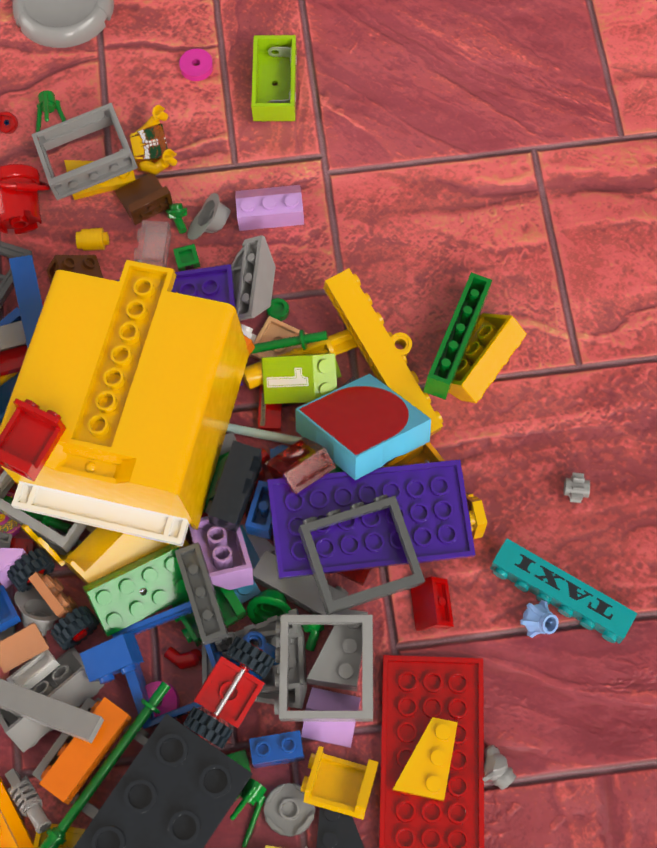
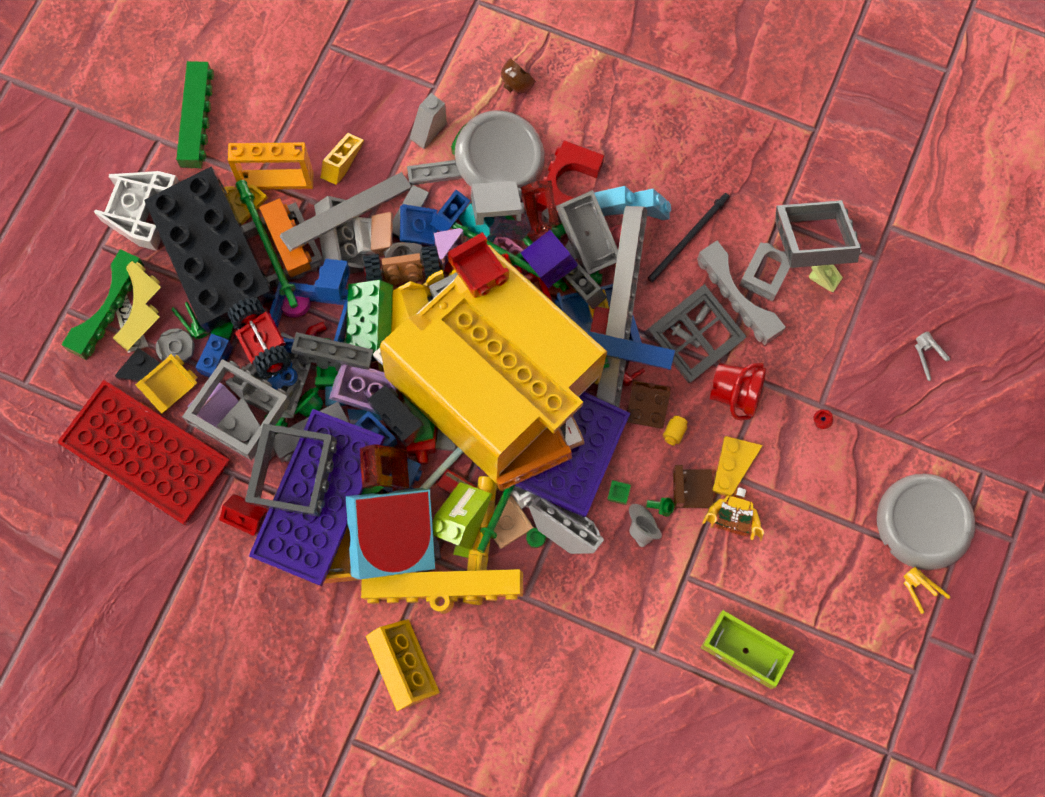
camera: 115 degrees right, 5 degrees up
(27, 800) = (286, 194): light grey hinge -> none
(47, 105) = (824, 457): green plant -> none
(91, 173) = (726, 457): light grey window -> none
(153, 243) = (643, 472): clear brick -> none
(198, 72) = (810, 593): dark pink piece -> none
(269, 207) = (630, 581): lavender slope -> none
(430, 762) = (140, 446): yellow wing -> none
(457, 336) = (423, 652): green brick -> none
(477, 516) = (278, 577): yellow wing -> none
(497, 768) = (109, 488): light grey animal -> none
(539, 619) = (181, 578): light blue rock -> none
(563, 591) = (191, 609): teal brick -> none
(576, 487) = (256, 669): light grey gear -> none

